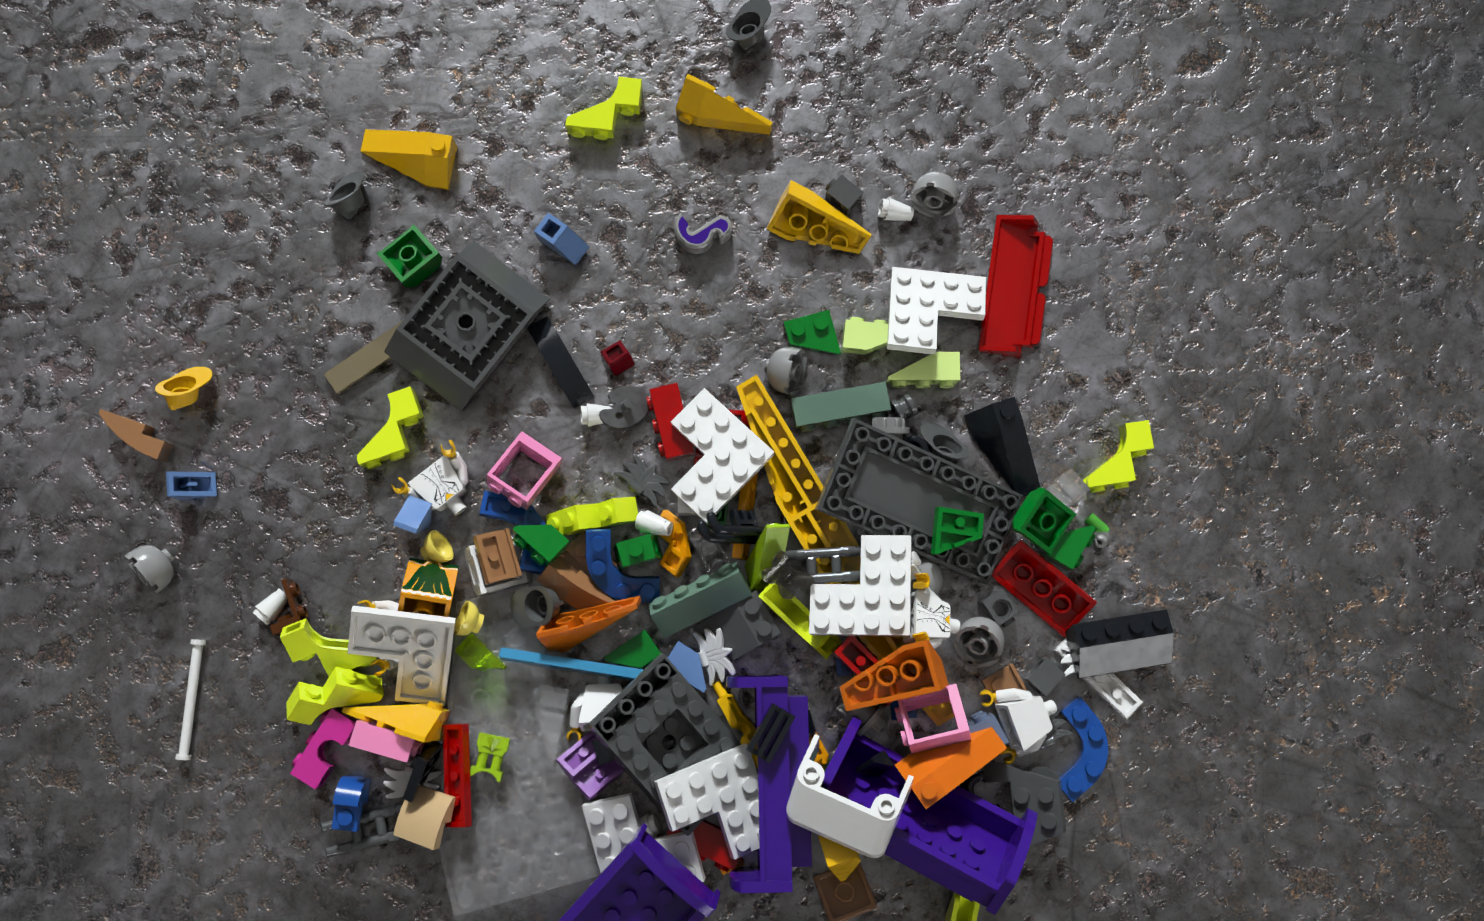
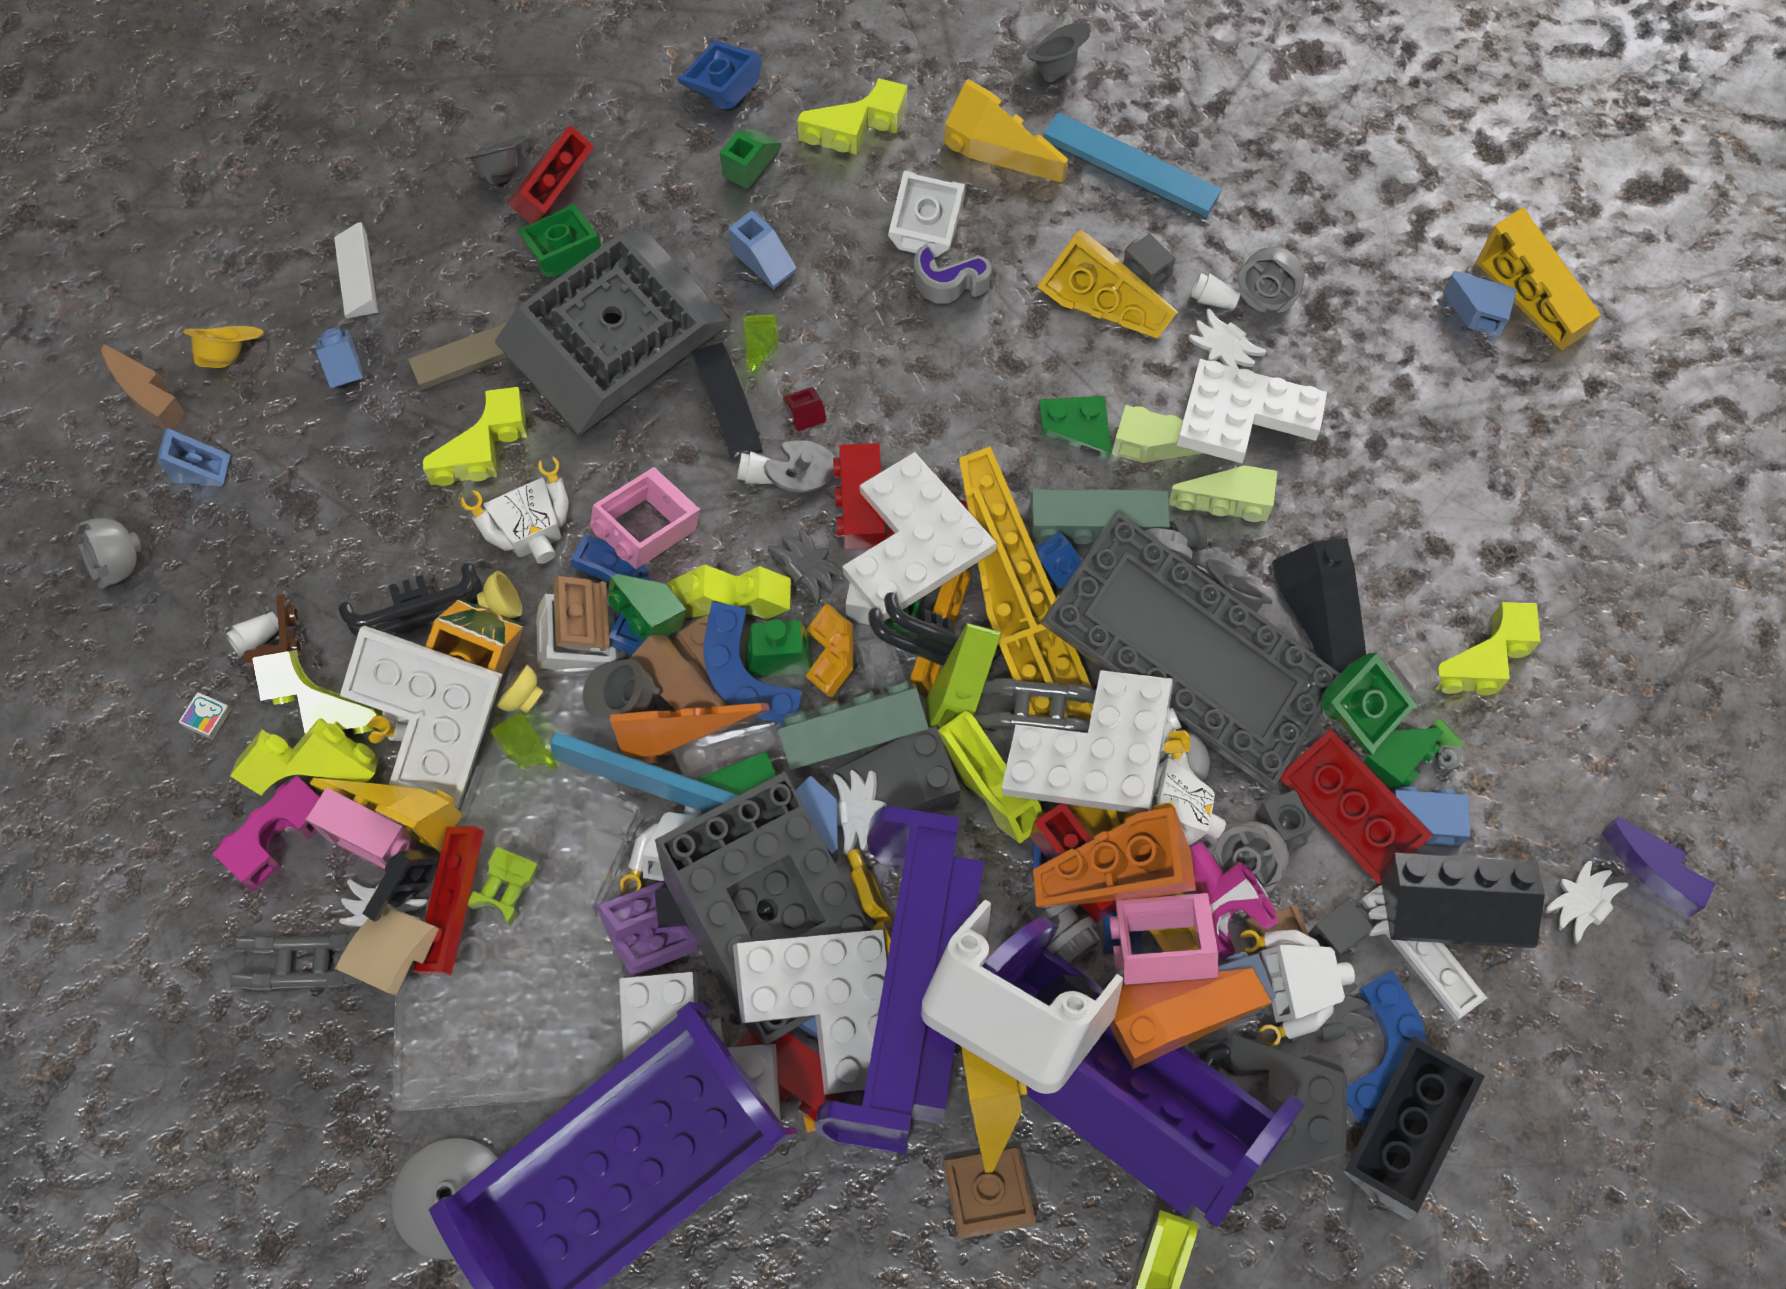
camera: 15 degrees right, 15 degrees down
(190, 701) = (105, 736): white bar -> none
(254, 671) = (205, 715): none -> tile
(266, 309) = (355, 272): none -> white slope
(272, 383) = (338, 357): none -> medium blue slope
(349, 799) = (286, 906): blue brick -> none
(377, 566) = (414, 606): none -> black piece
(391, 204) = (550, 174): none -> red brick
(414, 515) = (482, 544): medium blue slope -> none
(415, 154) = (611, 124): yellow wedge -> none
(499, 90) = (723, 74): none -> blue slope
(534, 158) = (747, 156): none -> green slope
(574, 309) = (760, 339): none -> clear neon green slope
(653, 524) = (810, 614): white cone -> none
(675, 185) = (926, 213): none -> white slope
(781, 734) = (940, 865): black tile -> none
(785, 576) = (981, 704): clear smoke animal -> none
(786, 369) = (1033, 455): light grey cylinder -> none
(818, 111) = (1132, 164): none -> dark azure tile
(818, 448) = (1058, 558): none -> blue brick
(908, 248) = (1225, 342): none -> white piece
(955, 528) = (1237, 691): green wing -> none
(968, 670) = (1228, 893): none -> dark pink connector
(1013, 295) = (1363, 417): red slope -> none
(1086, 184) = (1480, 302): none -> medium blue slope
(1099, 585) = (1440, 812): none -> medium blue slope
(1106, 802) = (1413, 1128): none -> black slope
(1125, 160) = (1545, 287): none -> yellow wedge
(1199, 622) = (1585, 900): none -> white piece
(1246, 592) = (1659, 867): none -> dark purple slope

